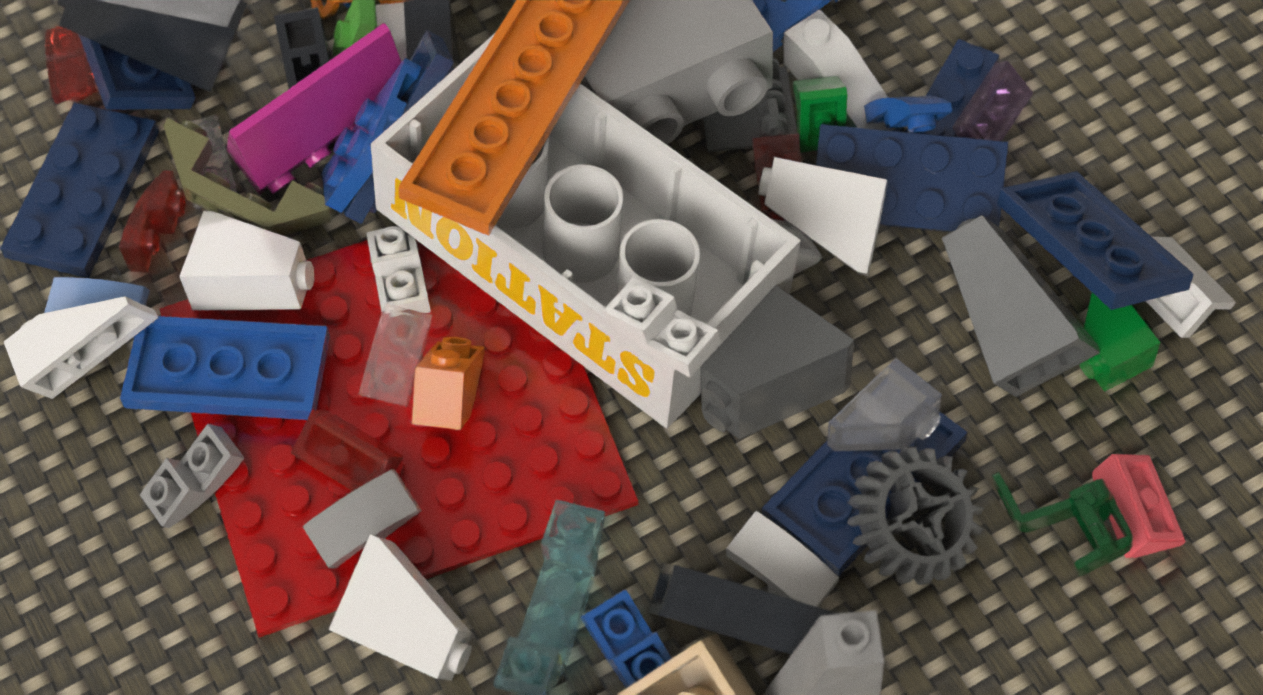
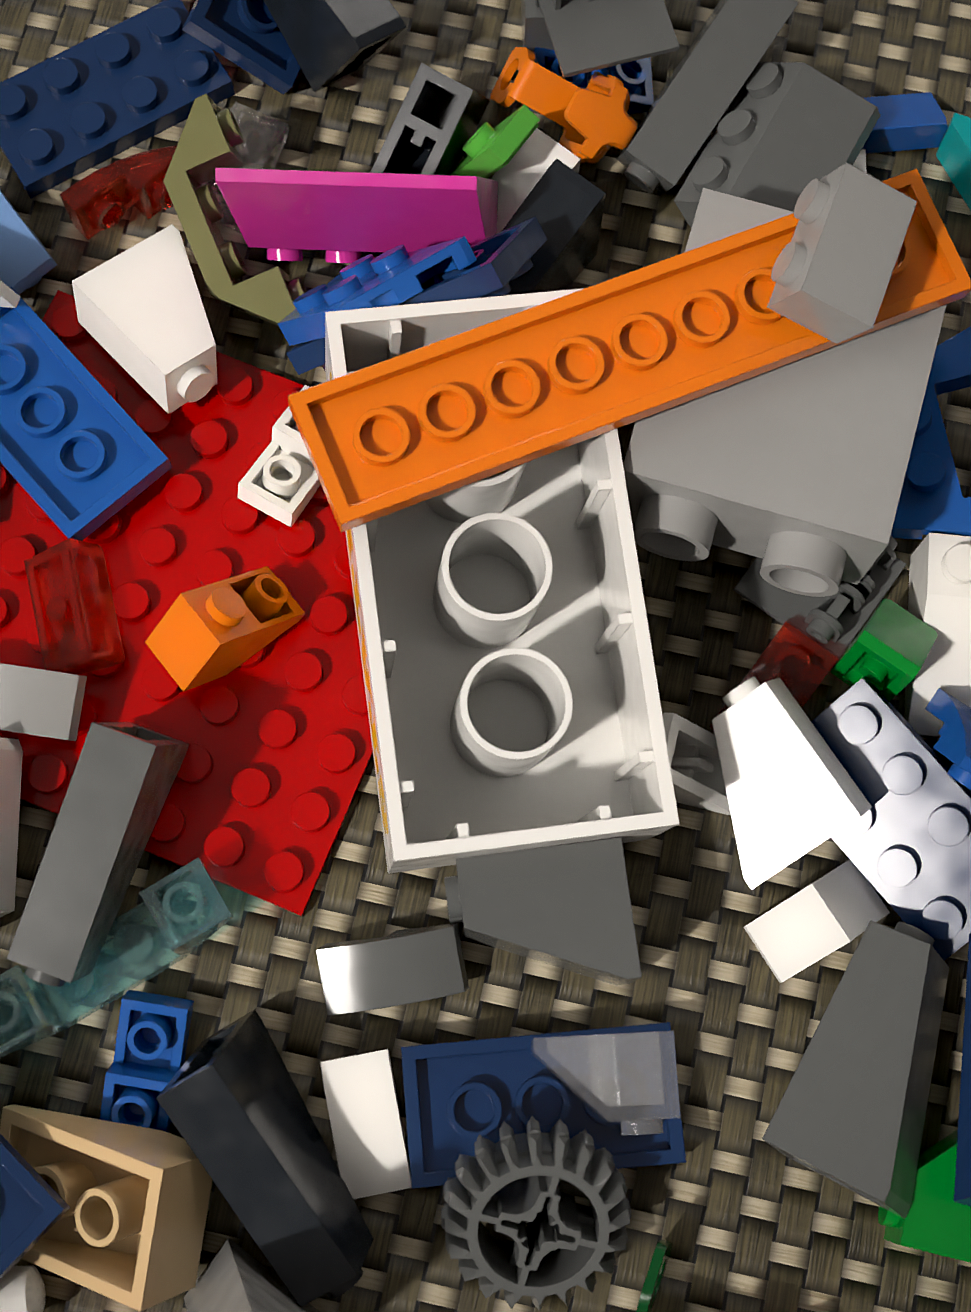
camera: 35 degrees right, 15 degrees up
(395, 354) = (206, 546): clear slope -> none
(494, 540) = (95, 849): none -> dark grey slope
(656, 325) = (422, 802): white slope -> none
(716, 477) = (392, 969): none -> dark grey slope
(913, 272) = (816, 921): none -> white slope

